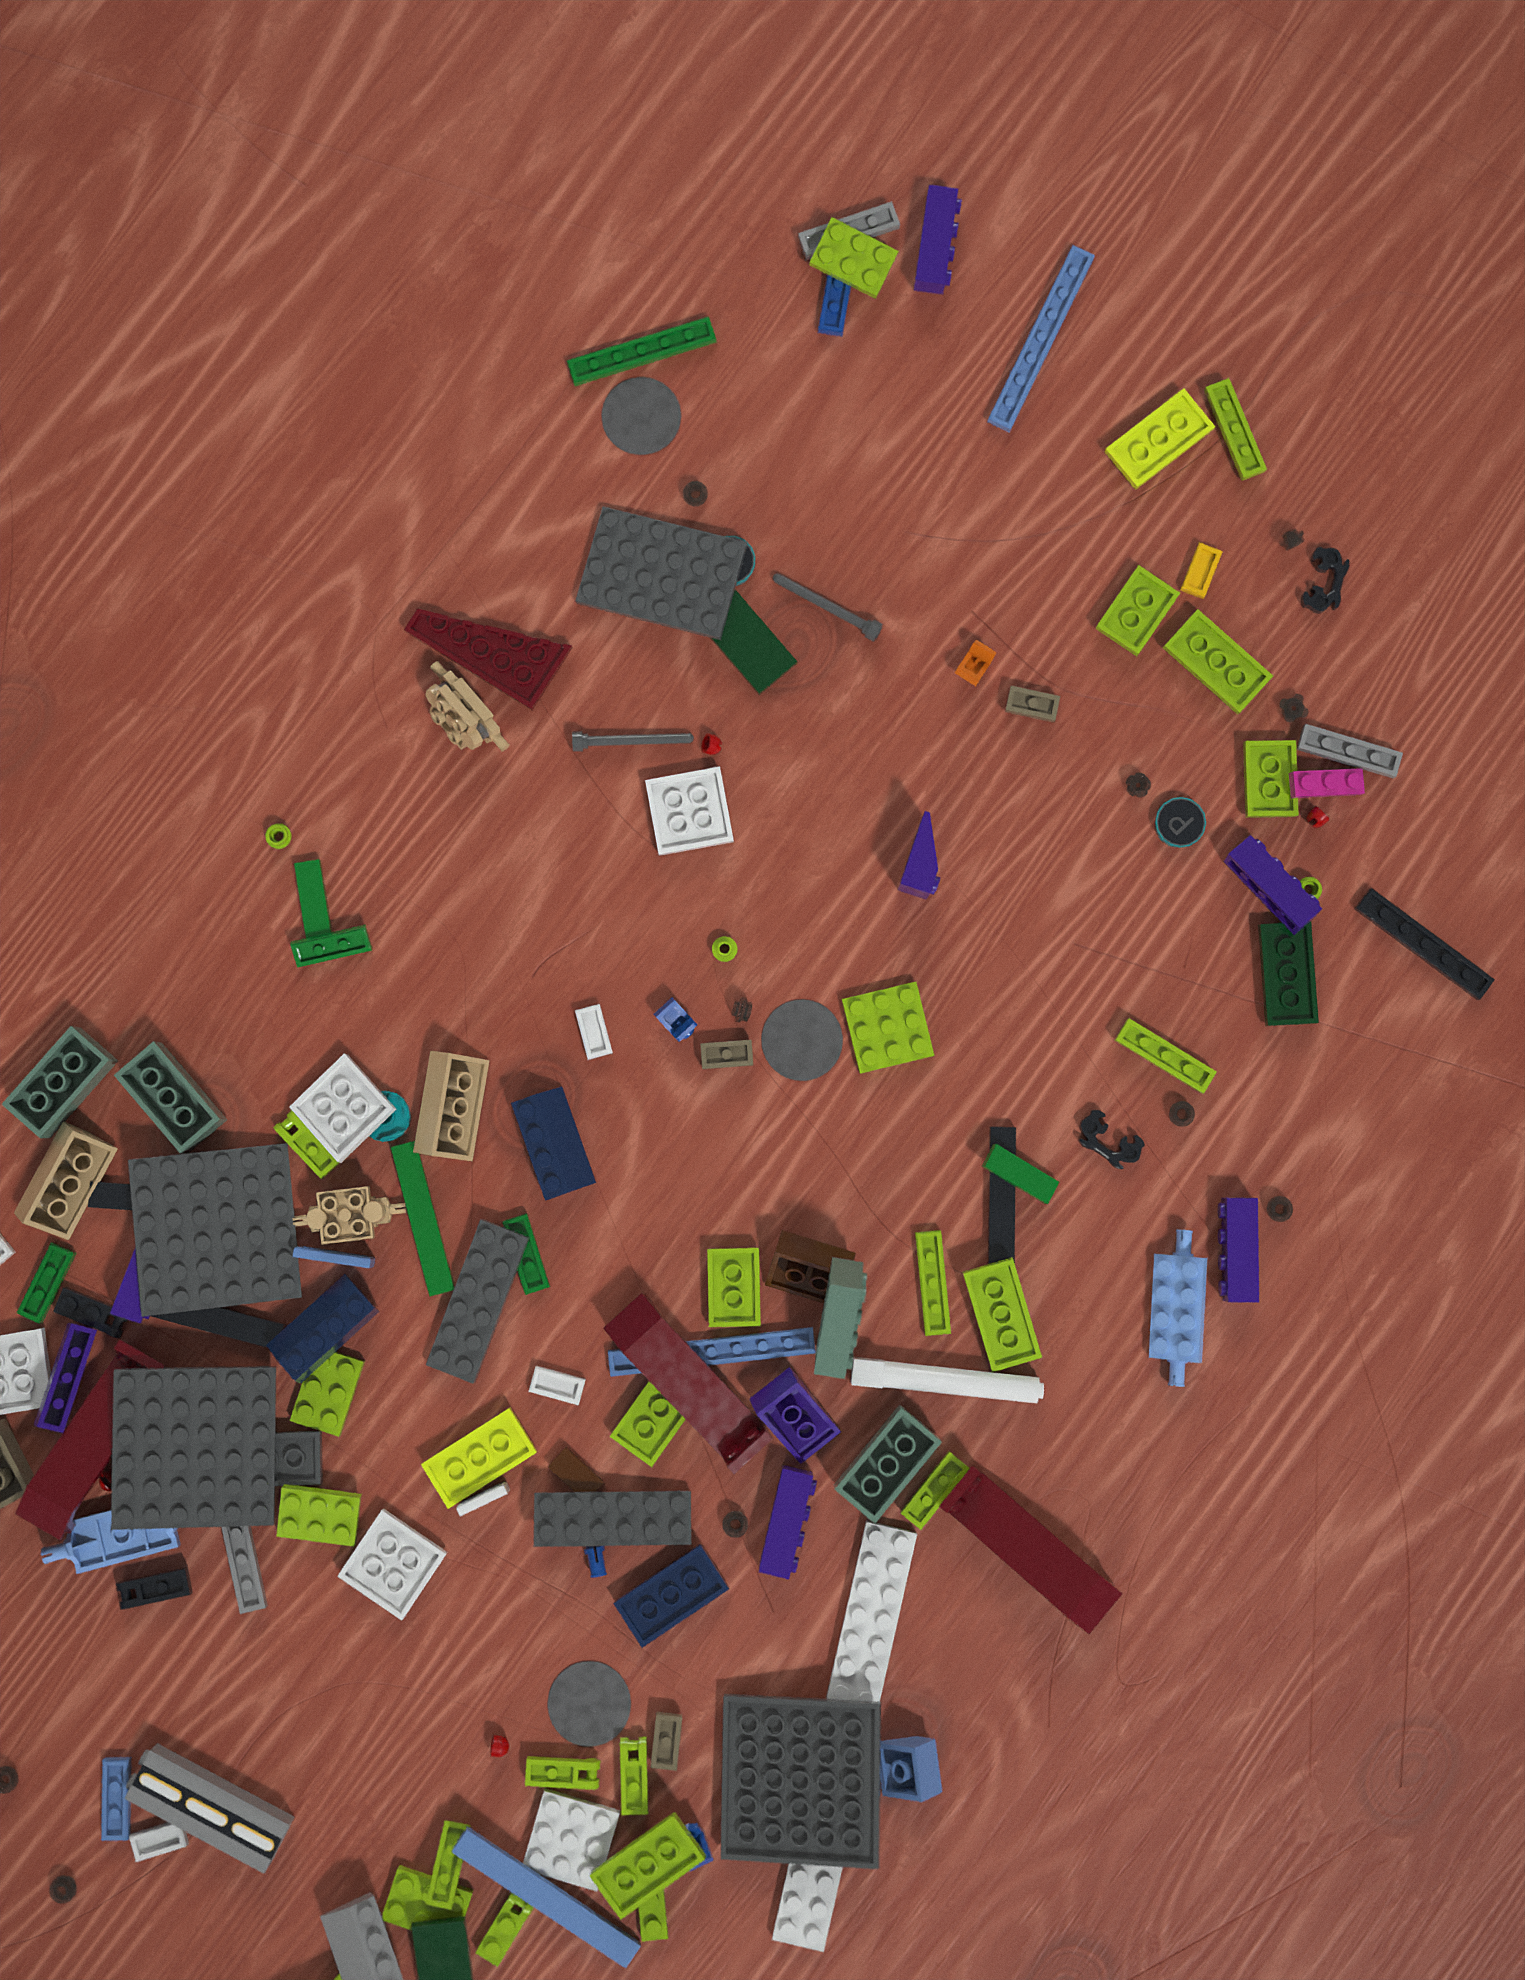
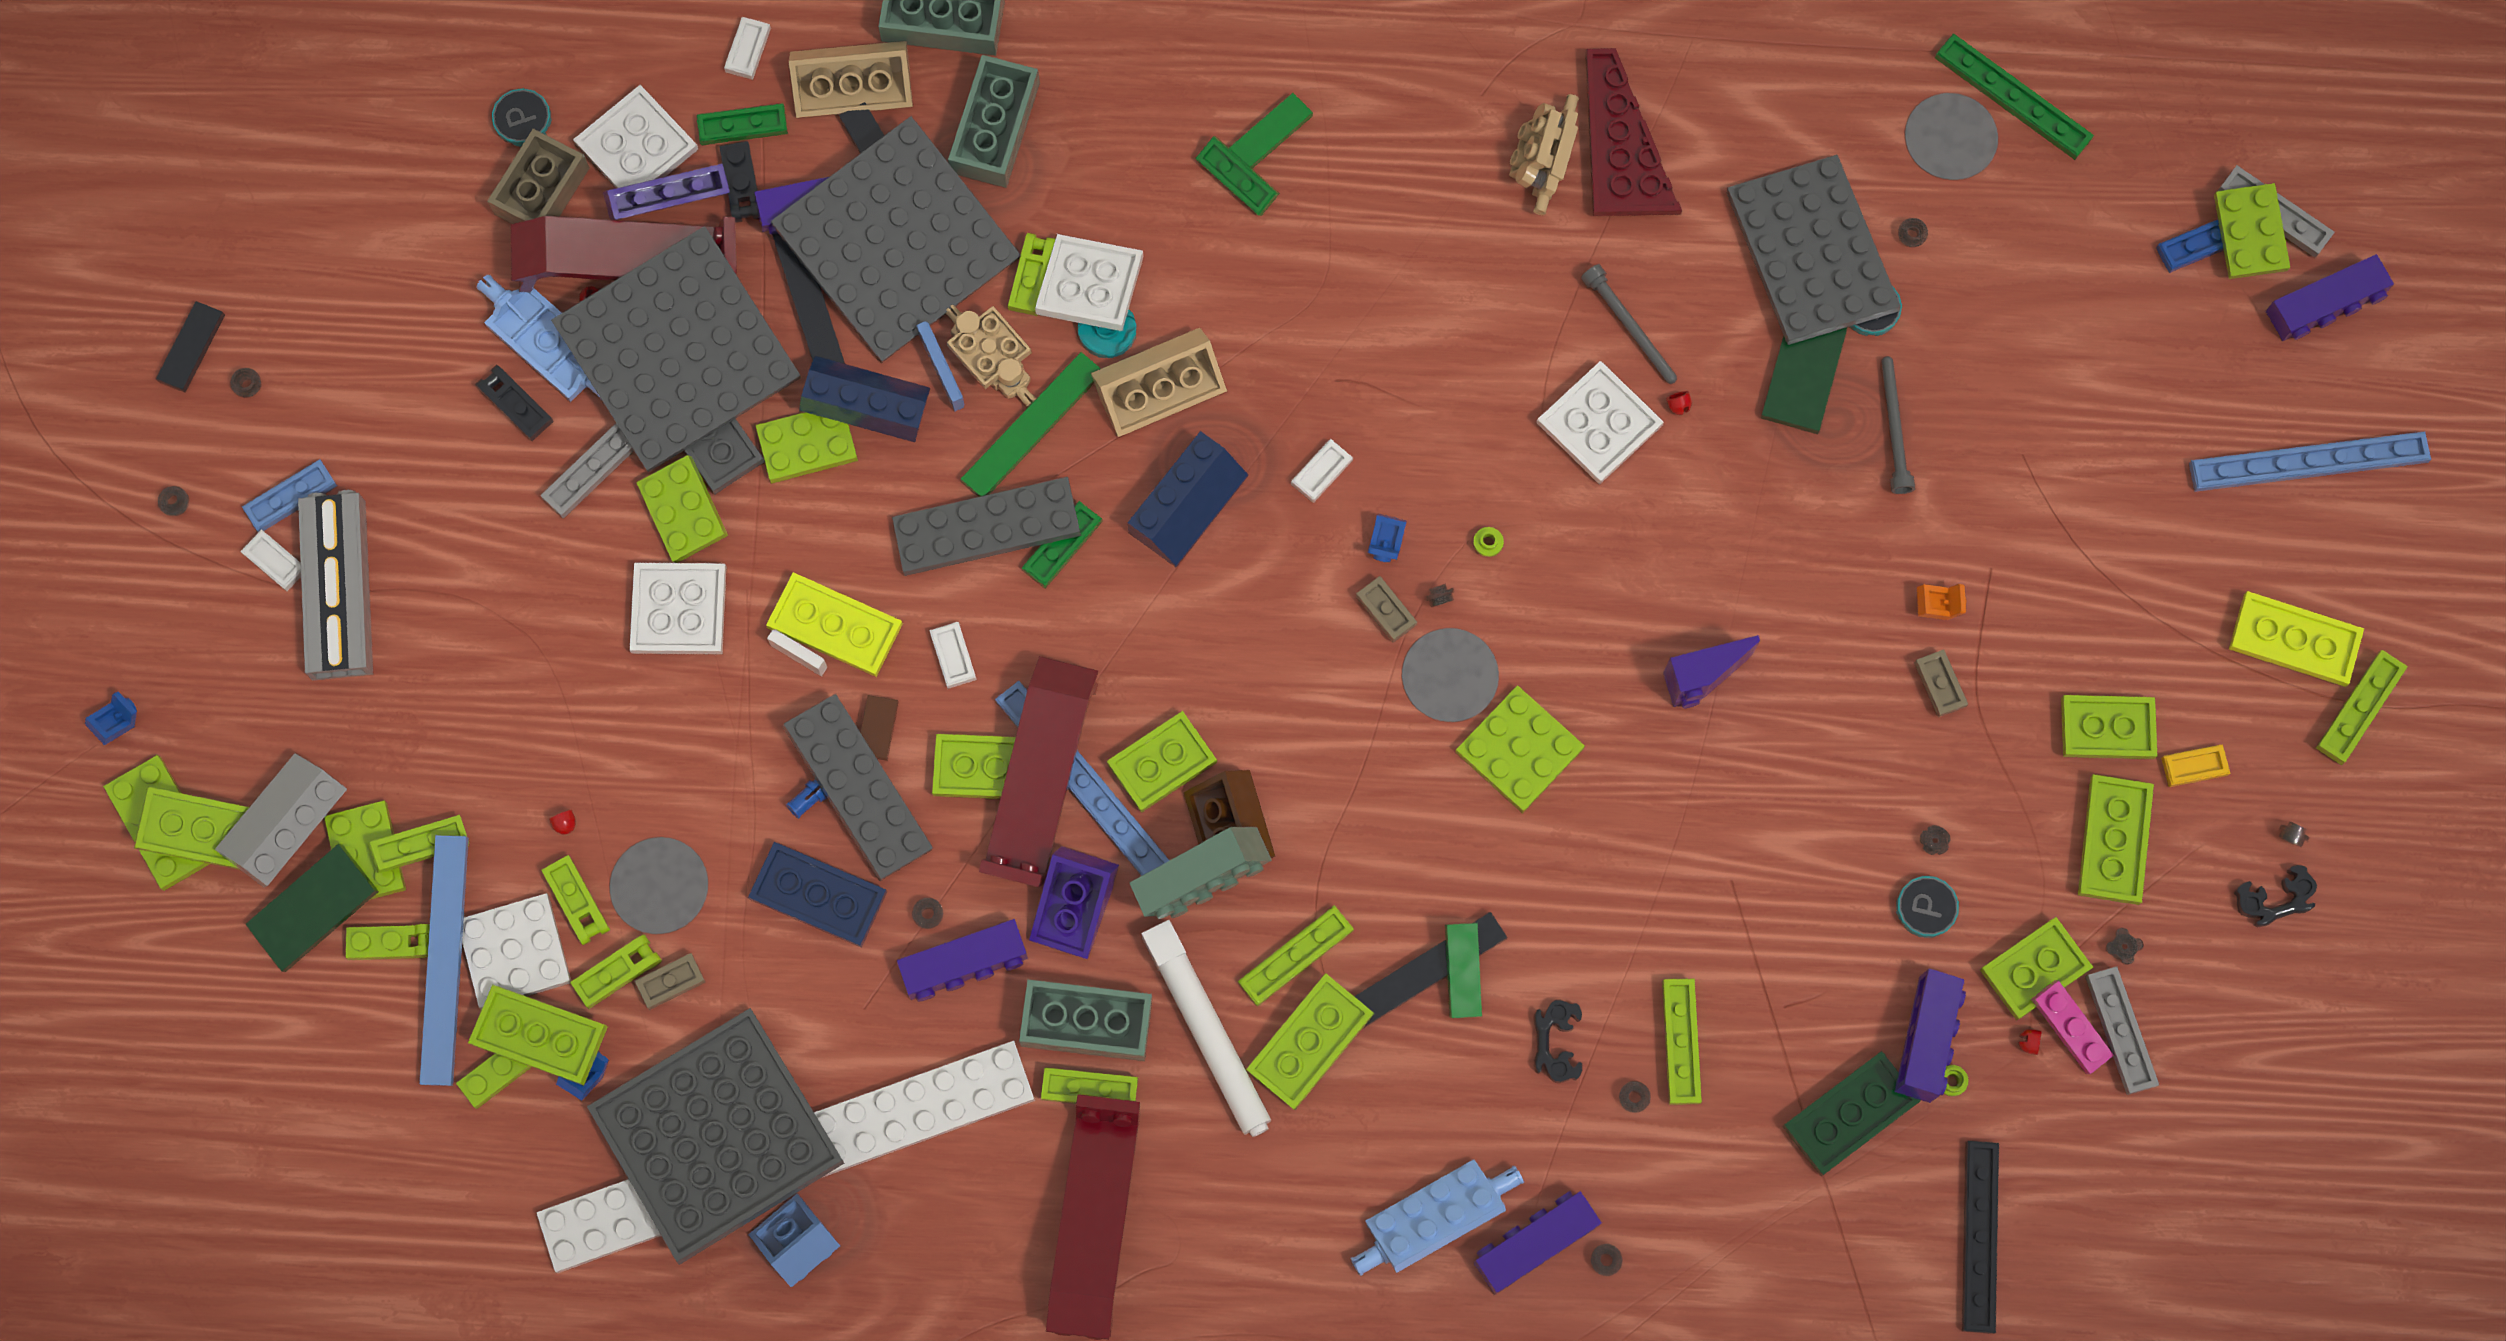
camera: 55 degrees right, 10 degrees down
(271, 833) = (1309, 55): lime plate -> none

